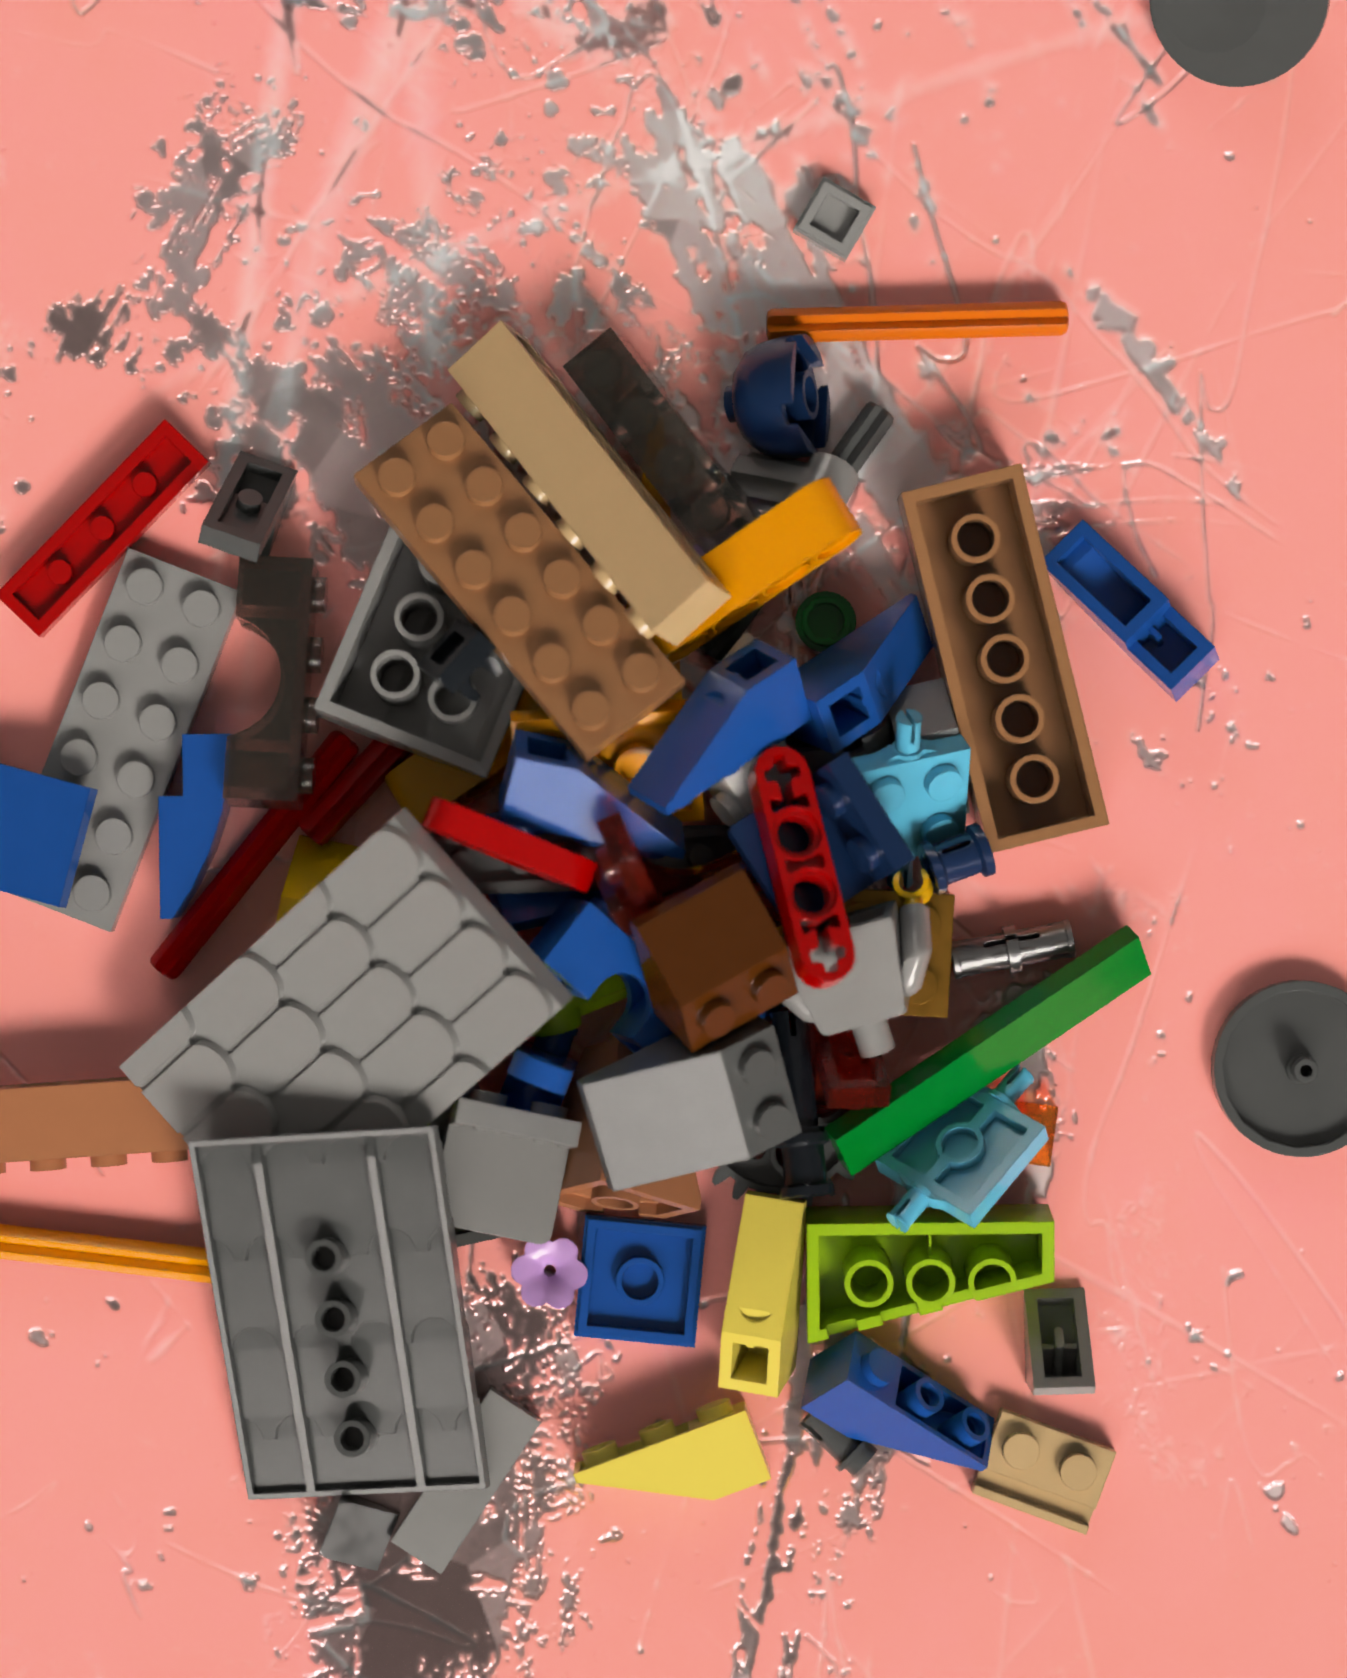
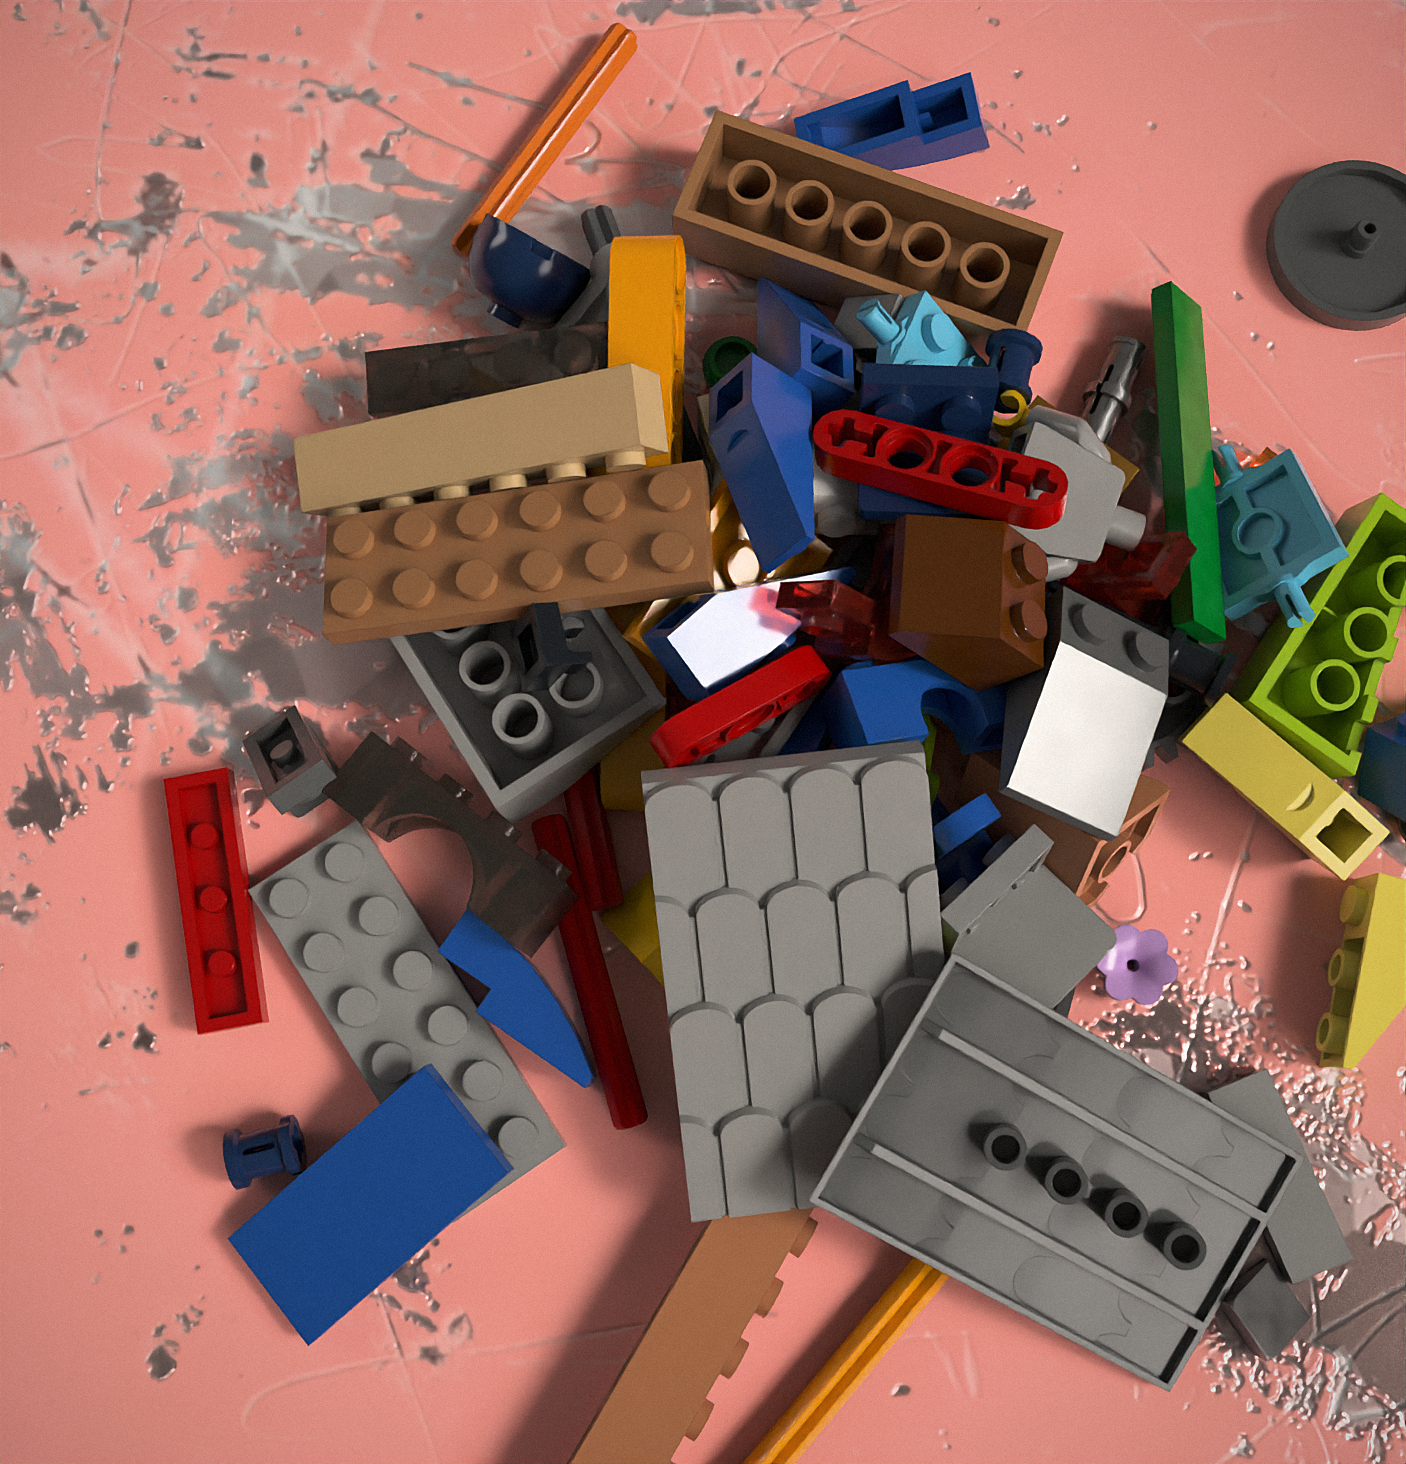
camera: 50 degrees left, 10 degrees down
(640, 1280) = (1193, 892): blue tile -> none
(834, 219) = (419, 153): light grey tile -> none

